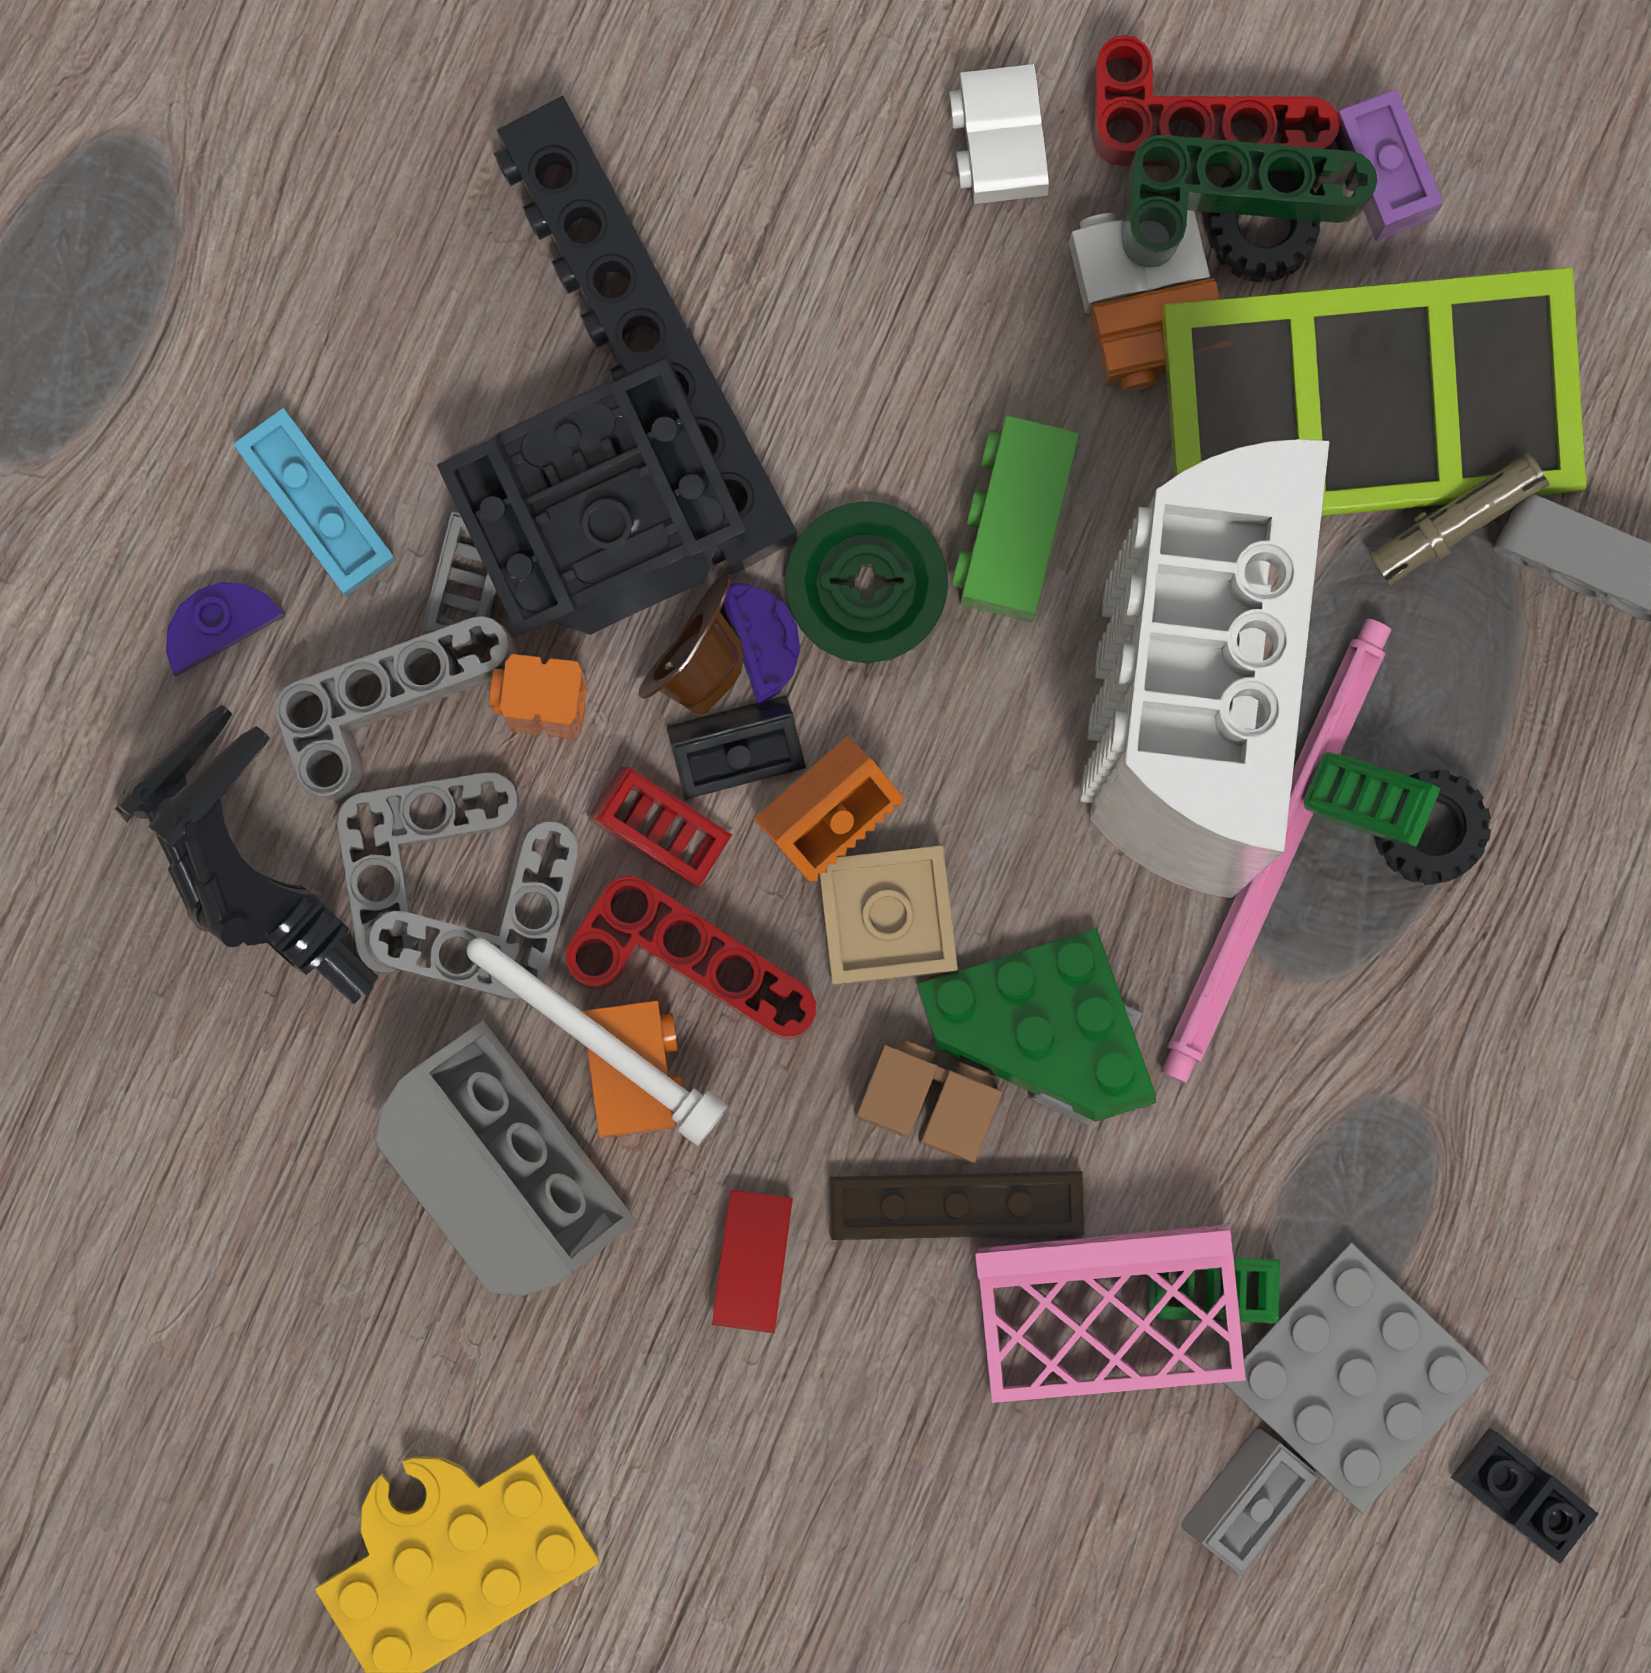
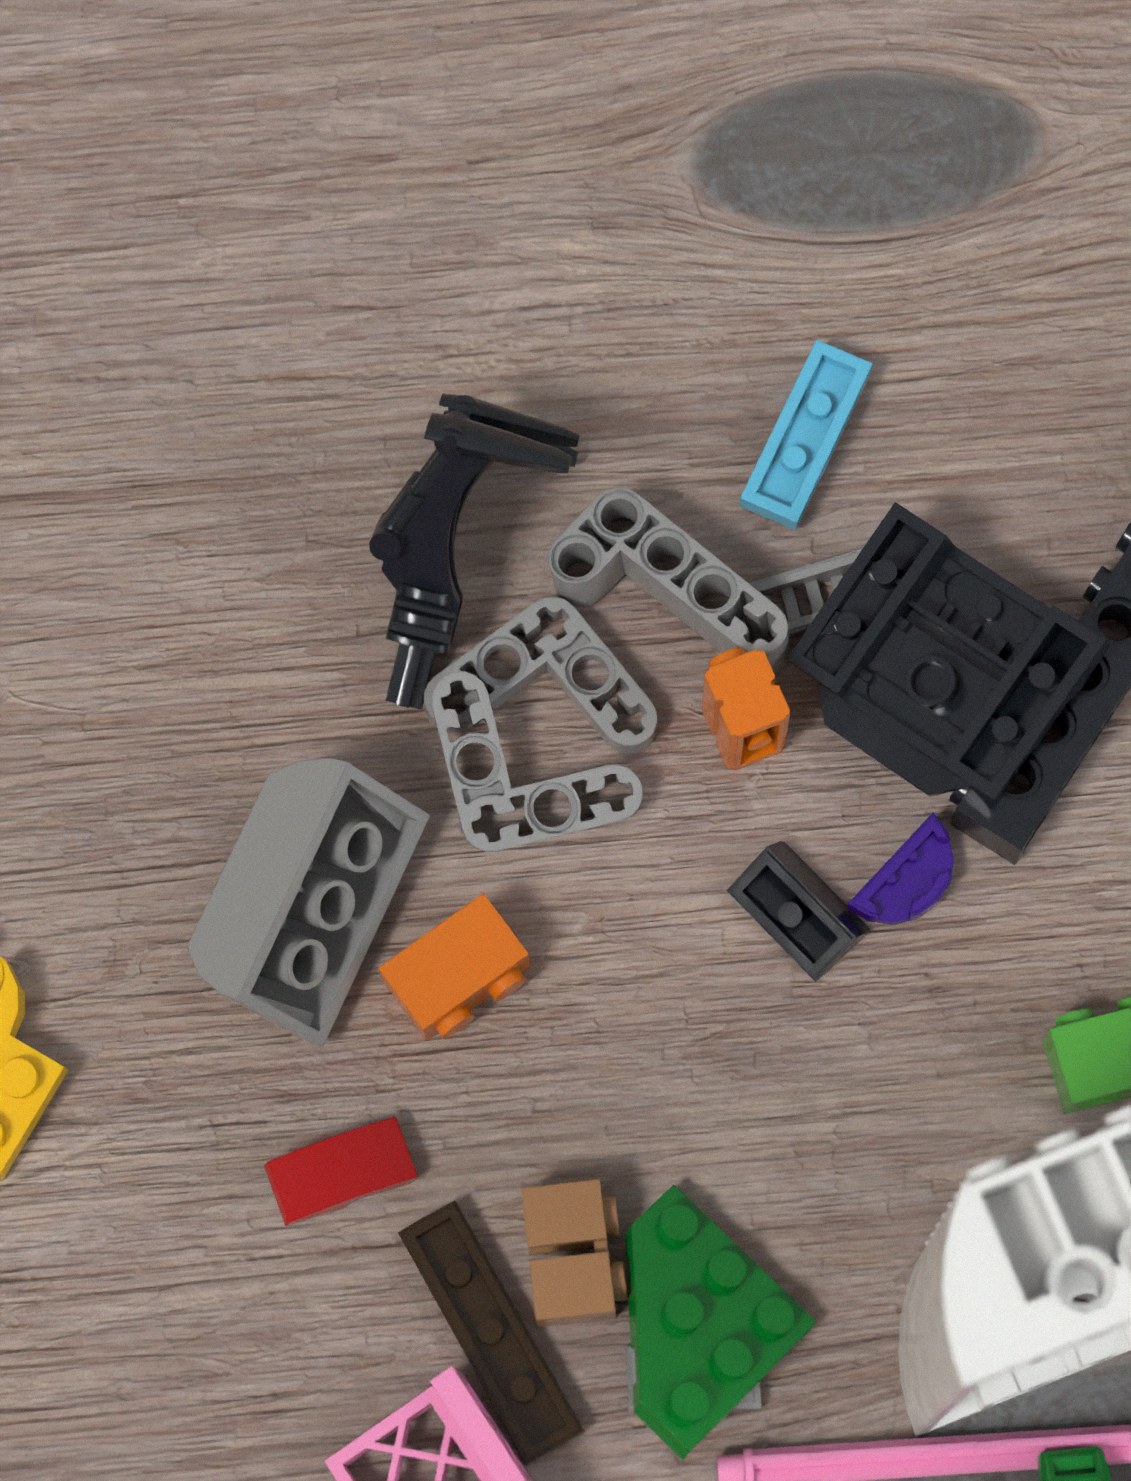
camera: 70 degrees right, 10 degrees down
(215, 621) = (655, 410): dark purple plate -> none
(650, 793) = (689, 827): red slope -> none
(692, 1110) = (444, 1038): white piece -> none
(699, 968) = (582, 981): red beam -> none
(702, 659) = (855, 836): reddish brown piece -> none
(829, 809) = (786, 1015): orange brick -> none
(888, 916) = (721, 1124): tan plate -> none
(897, 551) = (1026, 902): dark green gear -> none

